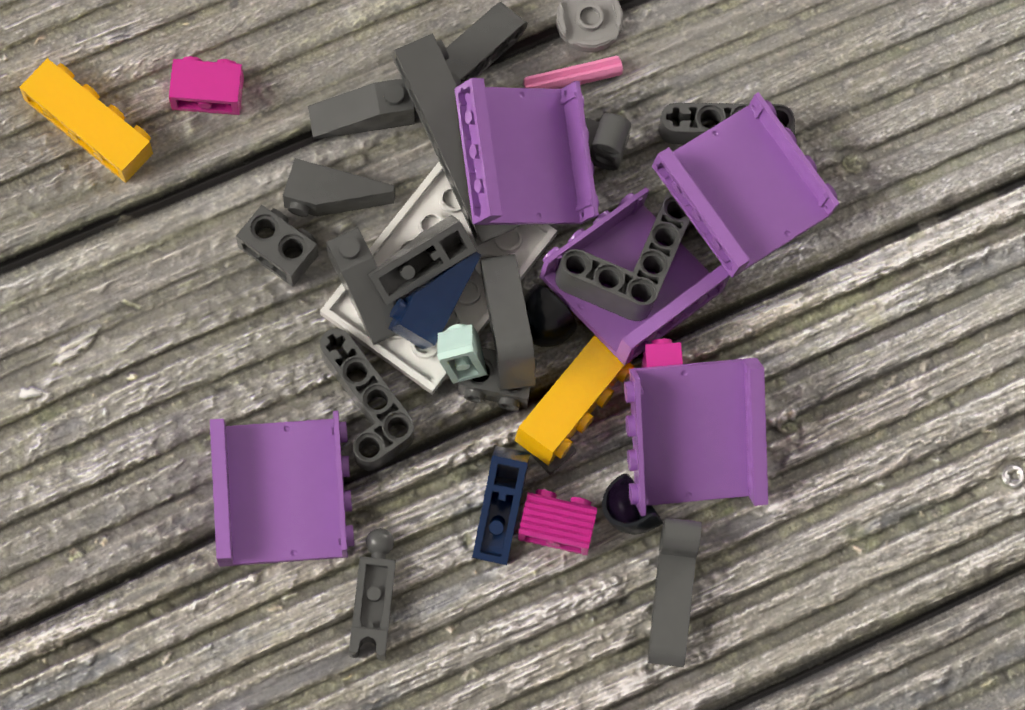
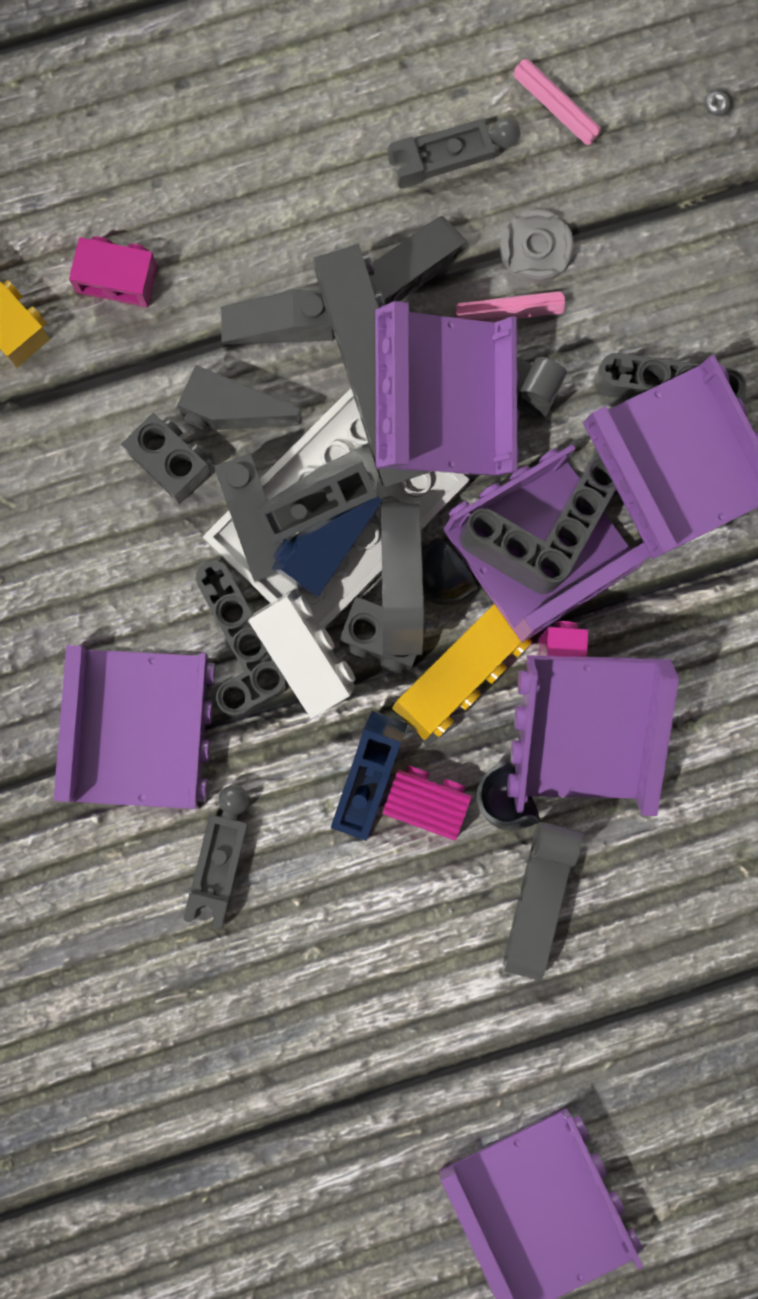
camera: 10 degrees right, 10 degrees up
(427, 399) = (303, 653): none -> white brick
(461, 353) = (344, 608): light aqua slope -> none

